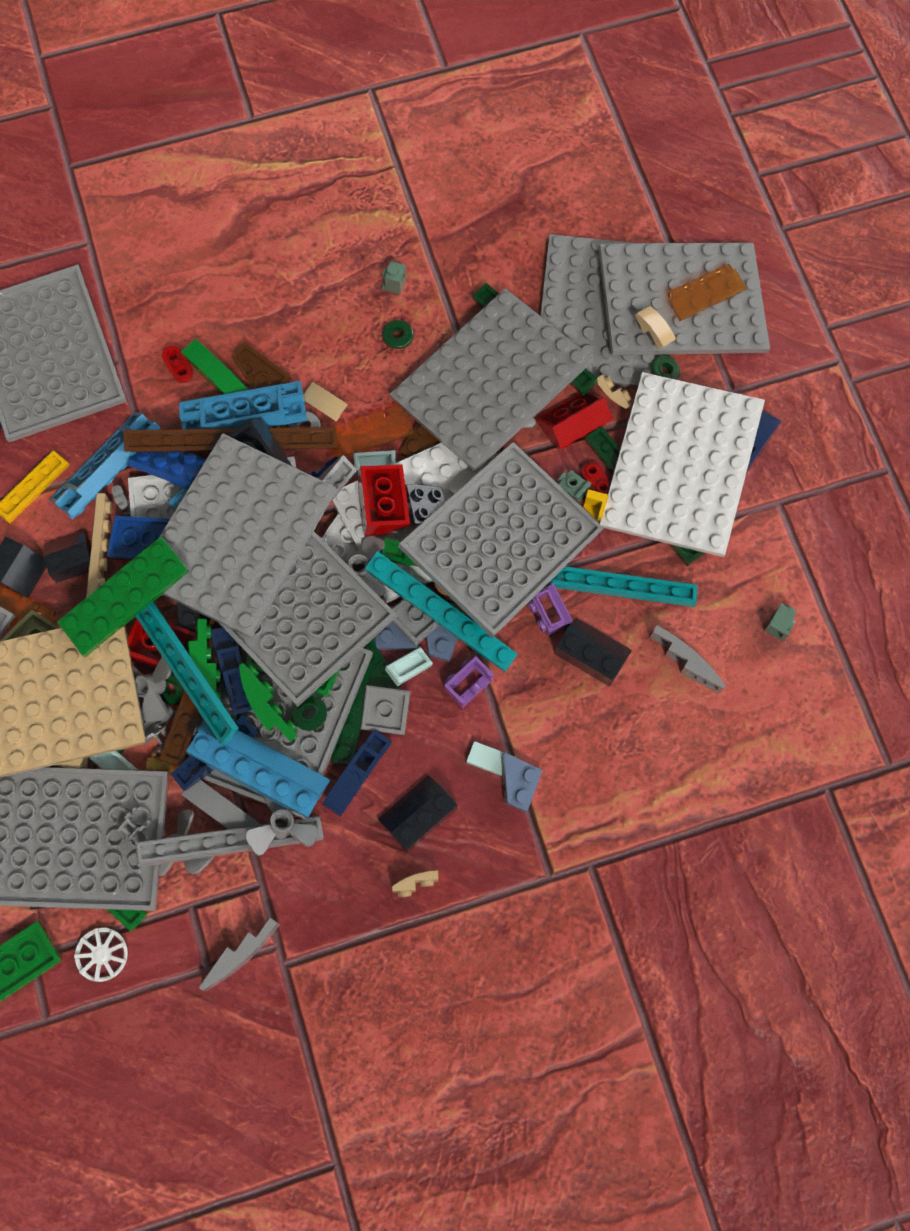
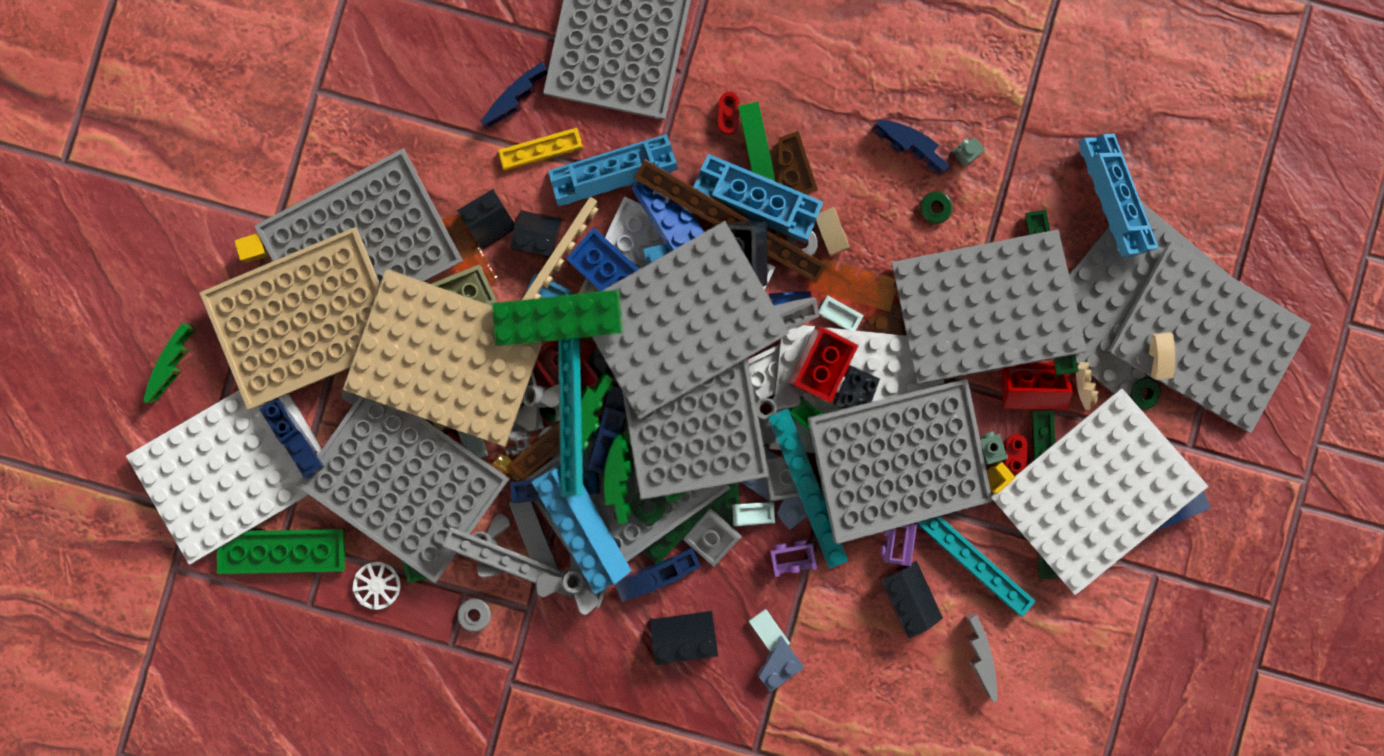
camera: 30 degrees right, 15 degrees up
(121, 499) = (607, 212): light grey piece -> none
(121, 828) = (449, 512): light grey piece -> none
(201, 915) = (466, 622): none -> light grey piece
(232, 960) = (474, 658): light grey slope -> none
(337, 297) = (905, 138): none -> dark blue slope
(408, 884) = (640, 689): tan slope -> none
(535, 238) = (1118, 195): none -> dark azure slope
(705, 291) = (1232, 347): clear orange windscreen -> none
(781, 622) = (1082, 677): sand green brick -> none

